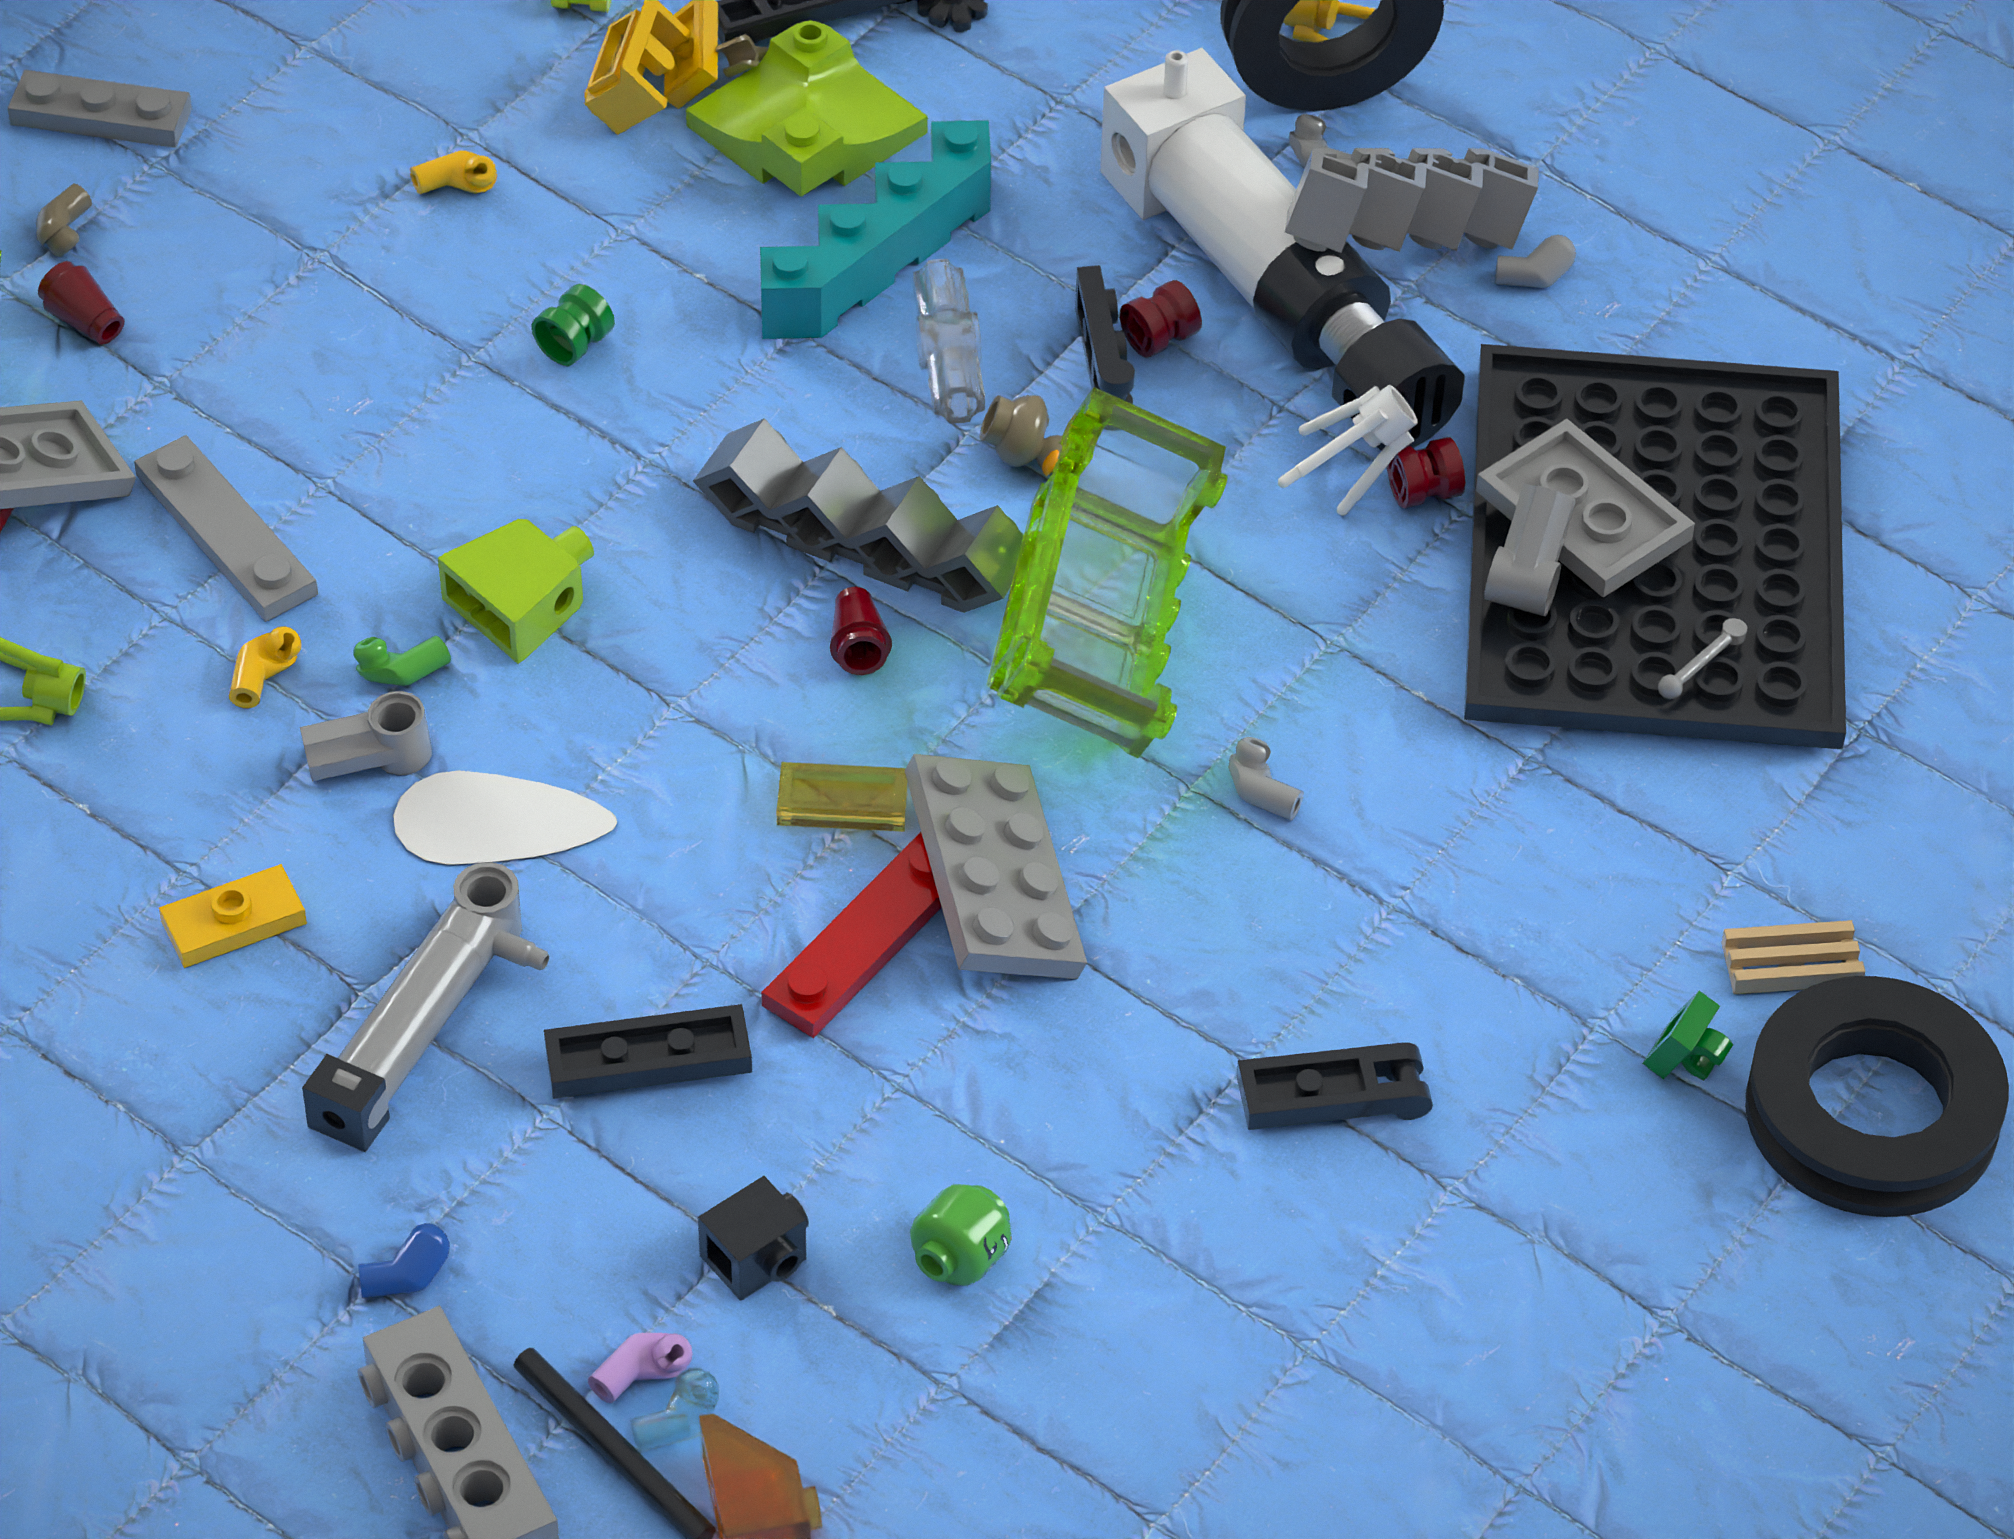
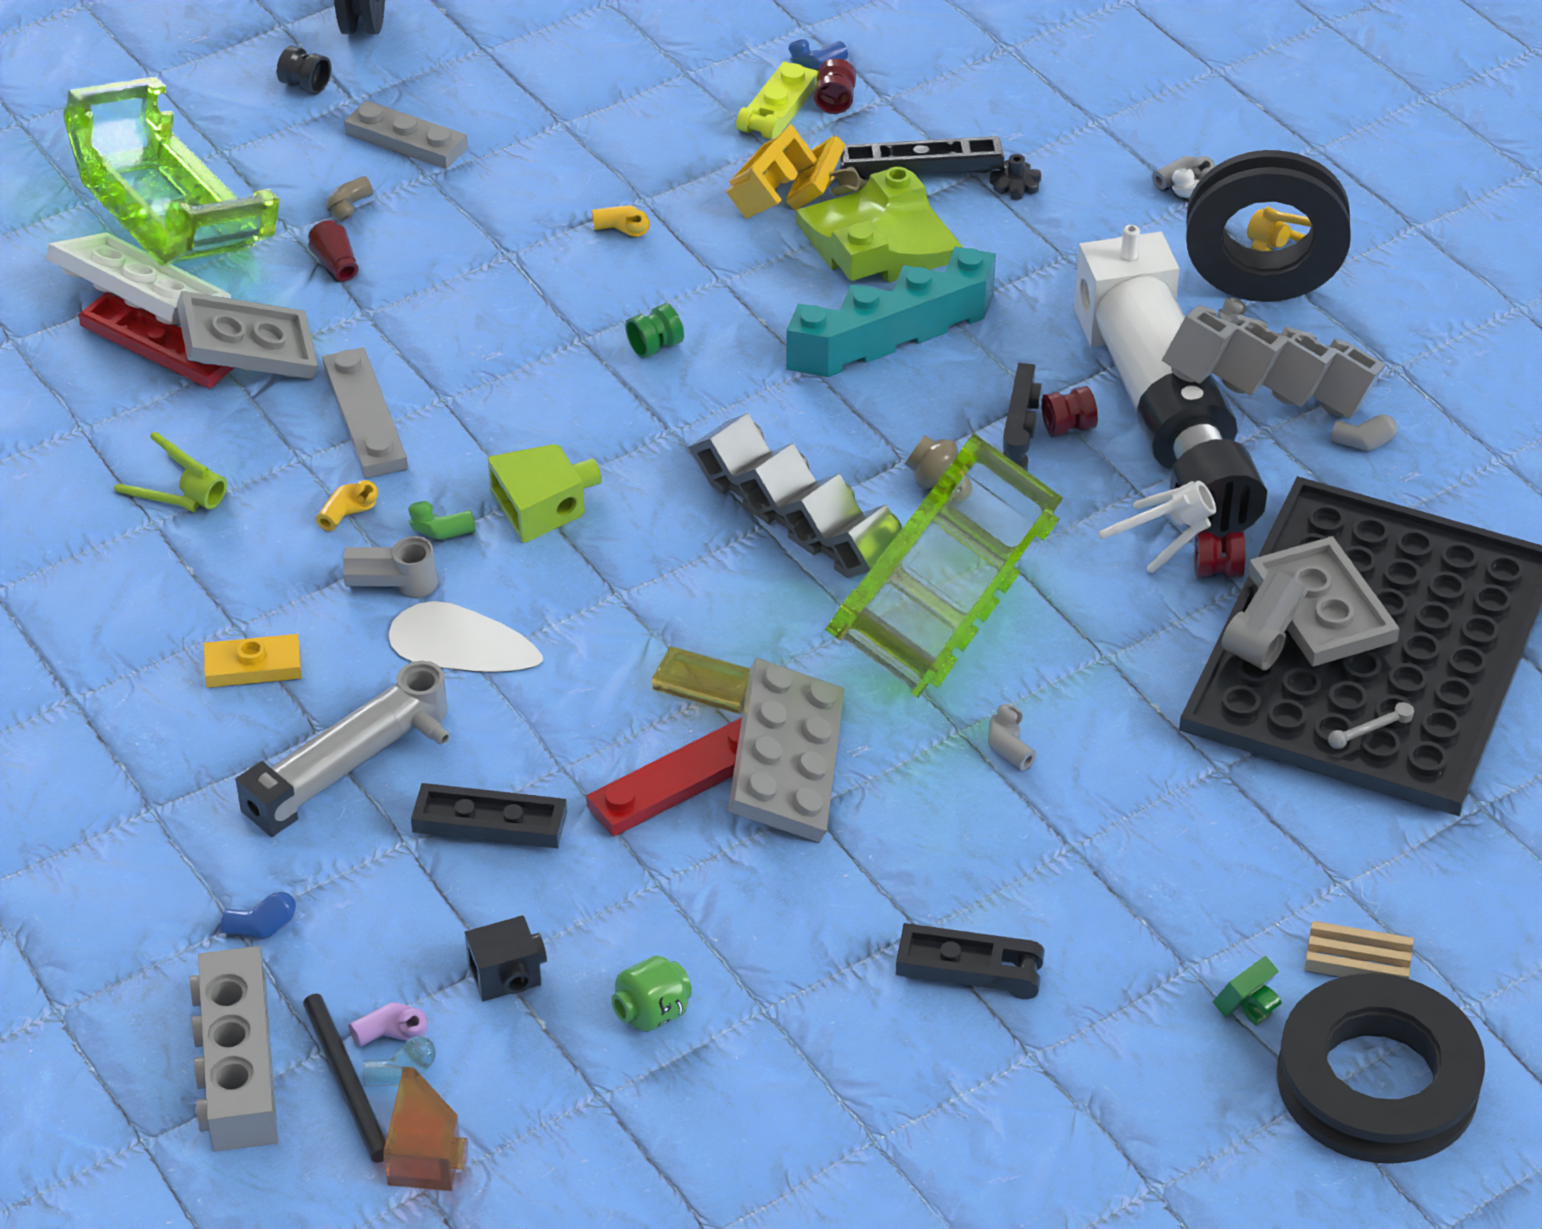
camera: 20 degrees right, 5 degrees down
(858, 633) = (762, 573): dark red cone -> none
(948, 341) = (911, 395): clear piece -> none

